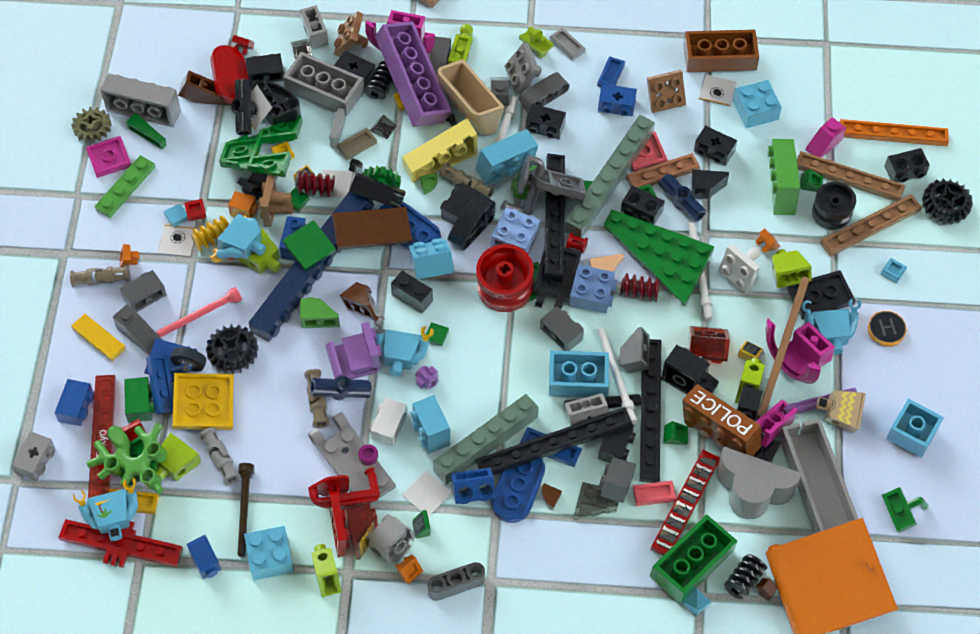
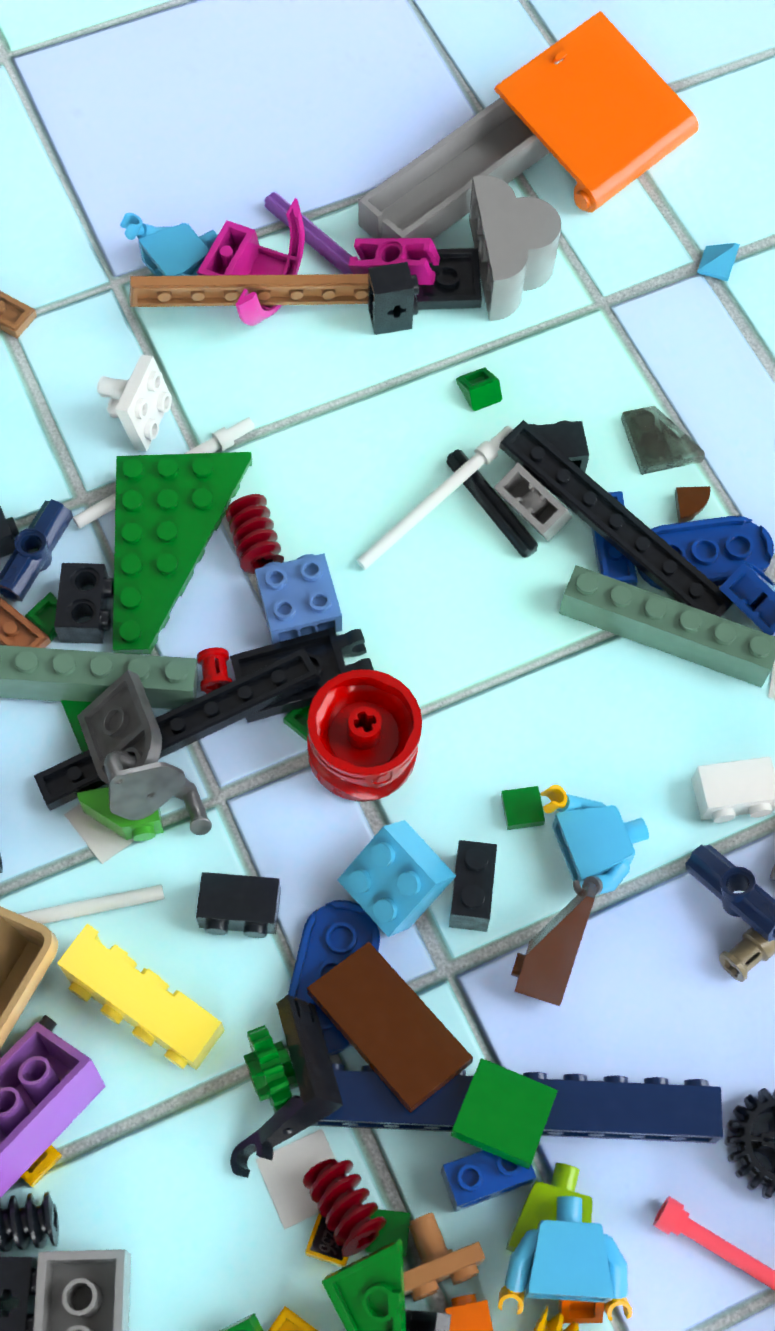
camera: 120 degrees left, 5 degrees up
(317, 314) = (616, 1031): bright green slope -> none
(337, 128) = (176, 1249): light grey tile -> none
(357, 144) = (190, 1190): dark tan tile -> none
(357, 354) = (655, 912): medium lavender piece -> none
(383, 127) = (122, 1162): clear smoke slope -> none
(426, 377) = (620, 771): medium lavender gear -> none
(429, 182) = (212, 994): bright green tile -> none
(431, 424) = (709, 710): medium azure brick -> none
(460, 176) = (180, 924): dark tan piece -> none
(472, 221) = (271, 852): black beam -> none
(505, 157) = (101, 858): medium azure brick -> none
(516, 229) = (250, 773): light blue brick -> none
(562, 329) = (399, 613): dark grey brick -> none
(578, 373) = (473, 545): medium azure brick -> none
(607, 262) = (231, 612): light nougat tile -> none
(617, 479) = (617, 412): dark grey brick -> none
(635, 352) = (384, 486): slope -> none
(651, 416) = (464, 433): black tile -> none
(654, 493) = (593, 375): coral tile -> none
(685, 502) = (582, 331): tile -> none
(686, 370) = (376, 398): black hinge -> none
(693, 558) = (669, 276): green brick -> none
(709, 343) = (299, 401): clear red slope -> none
(720, 422) = (446, 312): dark orange brick -> none
(745, 576) = (647, 212): black piece -> none
(749, 351) = (278, 348): slope -> none
(751, 375) = (338, 316): lime torso -> none
(766, 588) = (645, 183): reddish brown piece -> none
(769, 240) = (53, 399): orange tile -> none
(790, 268) = (99, 343): lime torso -> none
(825, 293) = (105, 290): black plate -> none
(843, 409) = (316, 186): tan torso -> none
(887, 328) = (134, 194): black tile -> none
(893, 270) = (21, 227): medium azure tile -> none
(901, 509) = (426, 87): green plate -> none
(914, 428) = (293, 105): medium azure brick -> none

